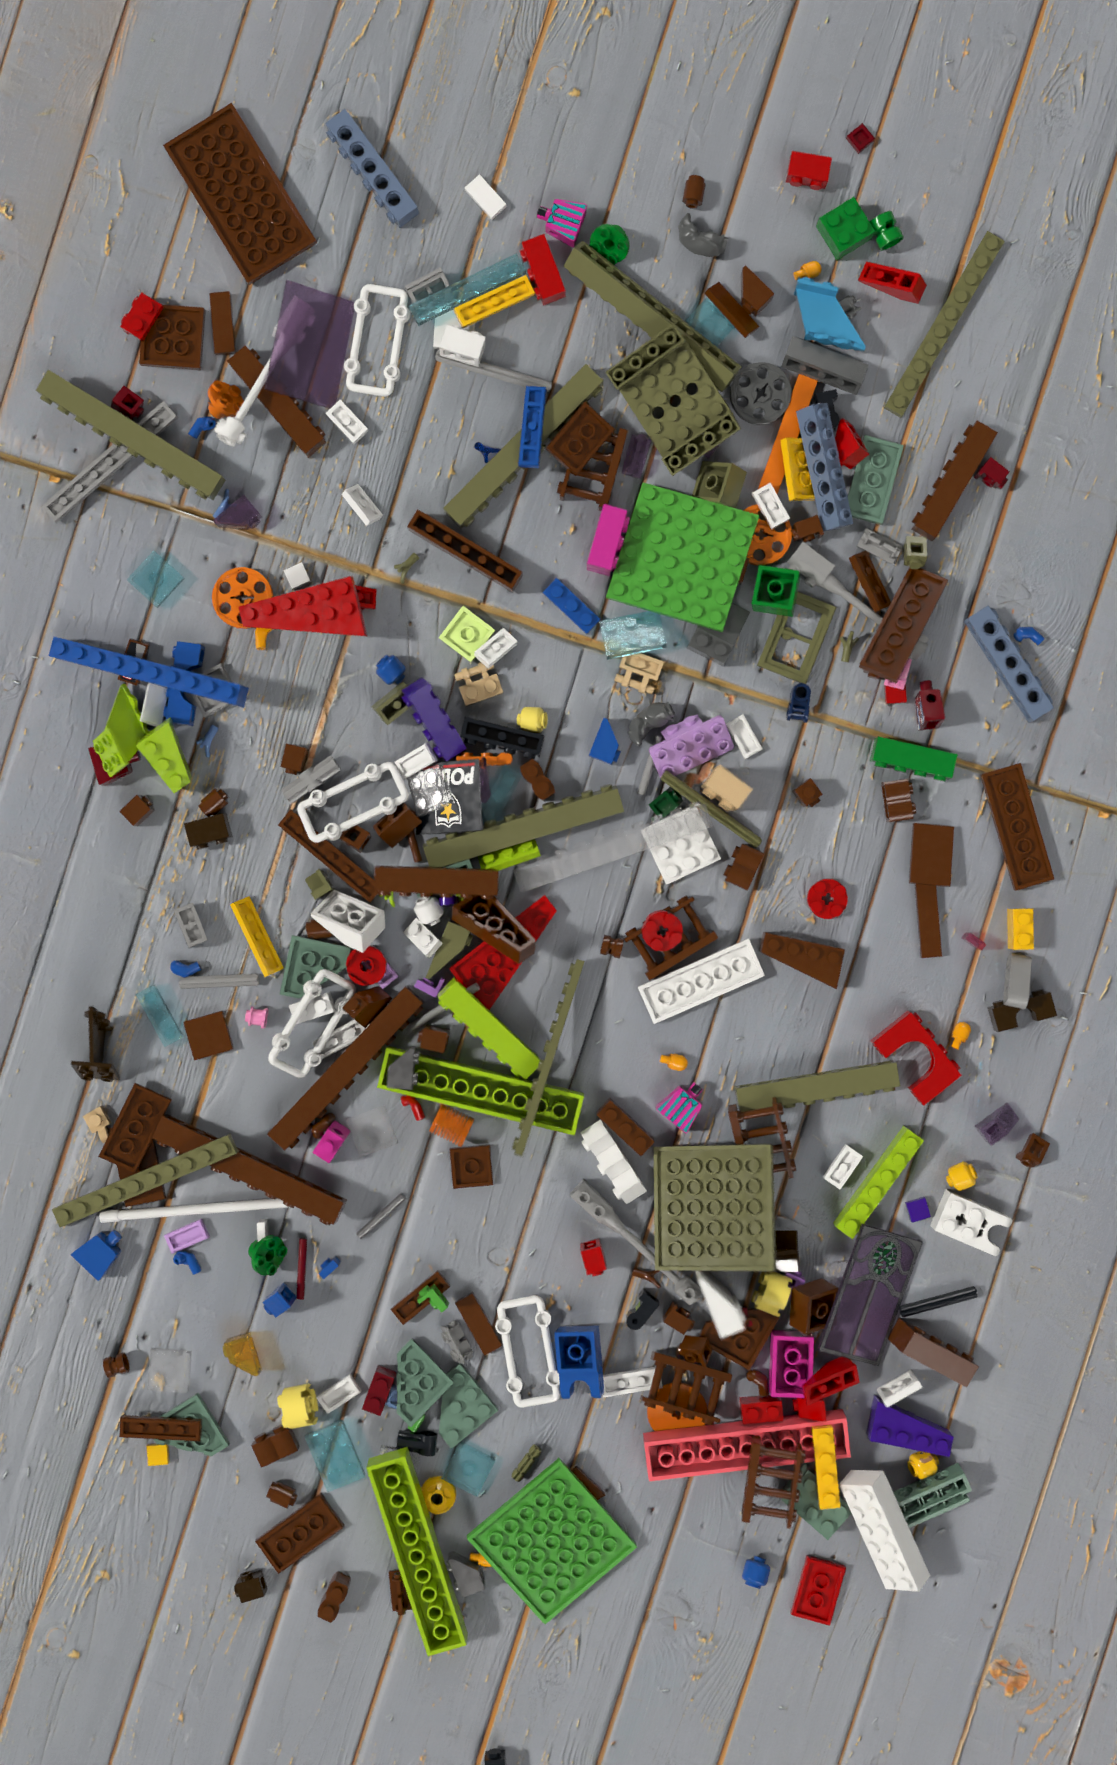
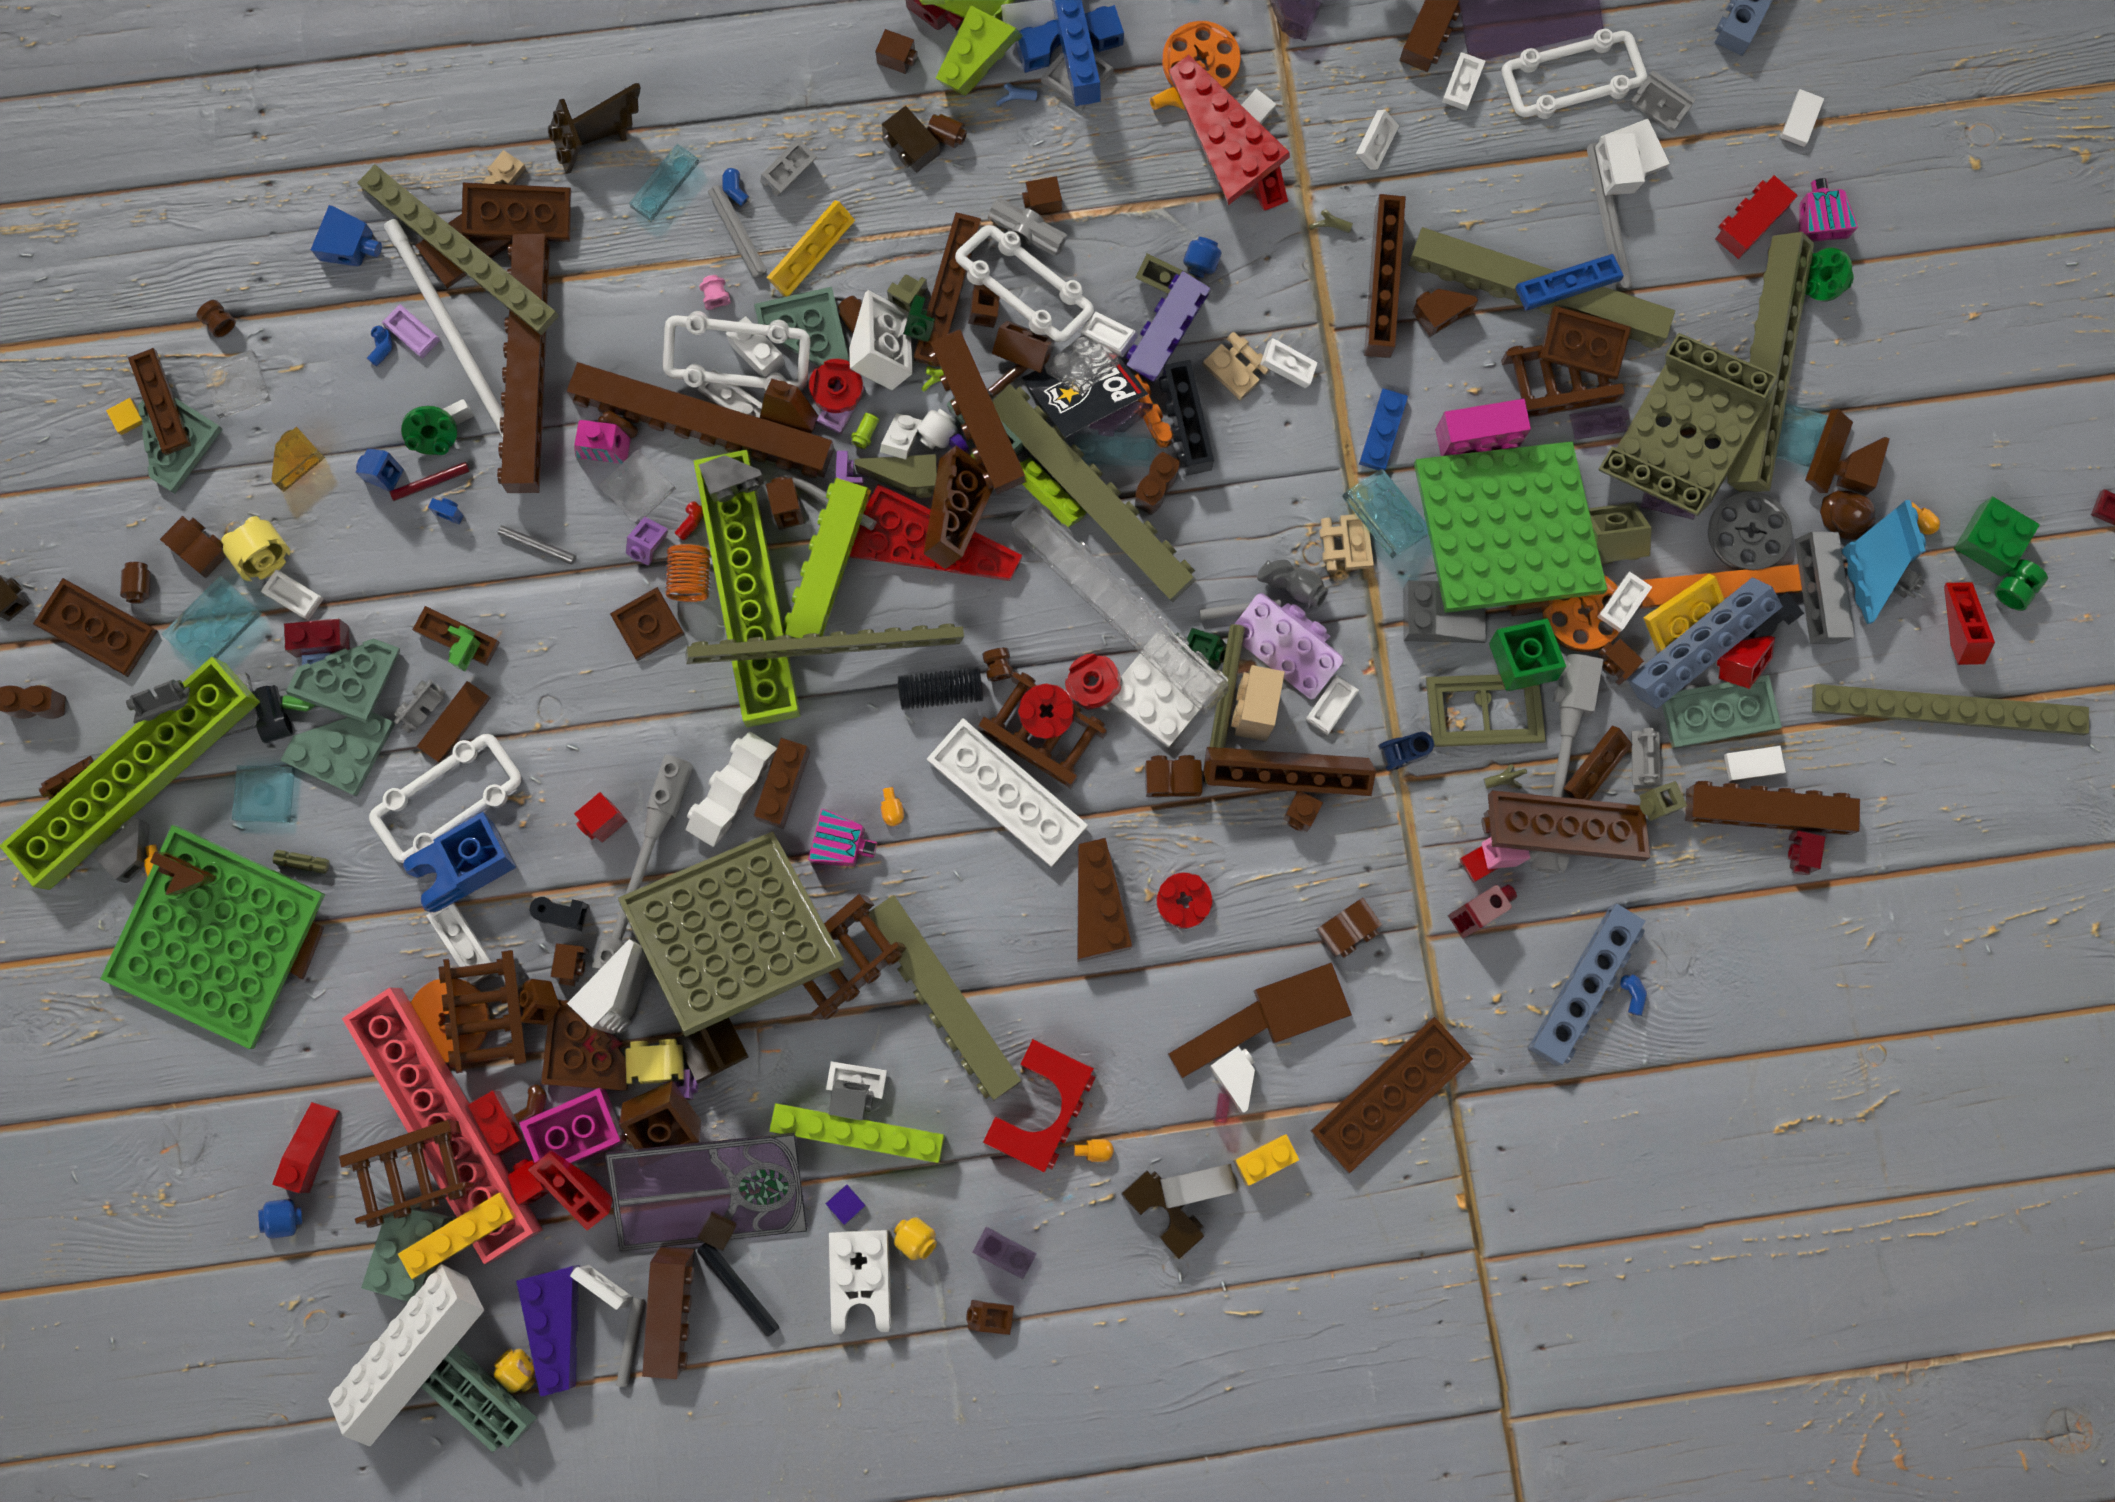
camera: 60 degrees right, 10 degrees down
(208, 1035) = (666, 248): reddish brown tile -> none
(347, 890) = (918, 324): none -> dark green bracket
(384, 1510) = (169, 697): none -> dark grey hinge
(405, 959) = (865, 430): none -> lime pin
(413, 1142) = (645, 540): none -> medium lavender bracket
(445, 1489) = (224, 777): yellow piece -> none
(466, 633) = (1289, 322): yellowish green plate -> none
(467, 289) = (1687, 143): clear light blue plate -> none
(485, 450) = (1514, 243): clear blue bar -> none
(494, 301) = (1689, 178): yellow plate -> none
(506, 523) = (1442, 309): none -> reddish brown slope
(506, 1543) = (185, 875): none -> reddish brown slope
(532, 719) = (1226, 444): light yellow head -> none
(605, 744) = (1239, 542): blue slope -> none
(624, 970) = (972, 688): none -> black piece
(647, 1275) = (606, 900): reddish brown bar -> none
(662, 881) = (1106, 688): none -> red plate
(694, 191) = (1940, 344): reddish brown brick -> none
(700, 243) = (1886, 380): dark grey animal -> none
(719, 1537) = (306, 1149): none -> red slope
(779, 790) = (1289, 771): none -> reddish brown brick
(780, 320) = (1848, 514): none -> reddish brown piece
(808, 170) = (2039, 462): red brick -> none
(818, 1590) = (289, 1314): red tile -> none
(856, 1178) = (850, 1100): none -> dark grey brick
(896, 1299) = (717, 1231): none -> dark brown tile
(913, 758) = (1410, 922): green brick -> none
(917, 475) = (1754, 763): none -> white tile
(938, 1384) = (630, 1342): none -> light grey bar
(957, 921) = (1236, 1076): none -> white slope

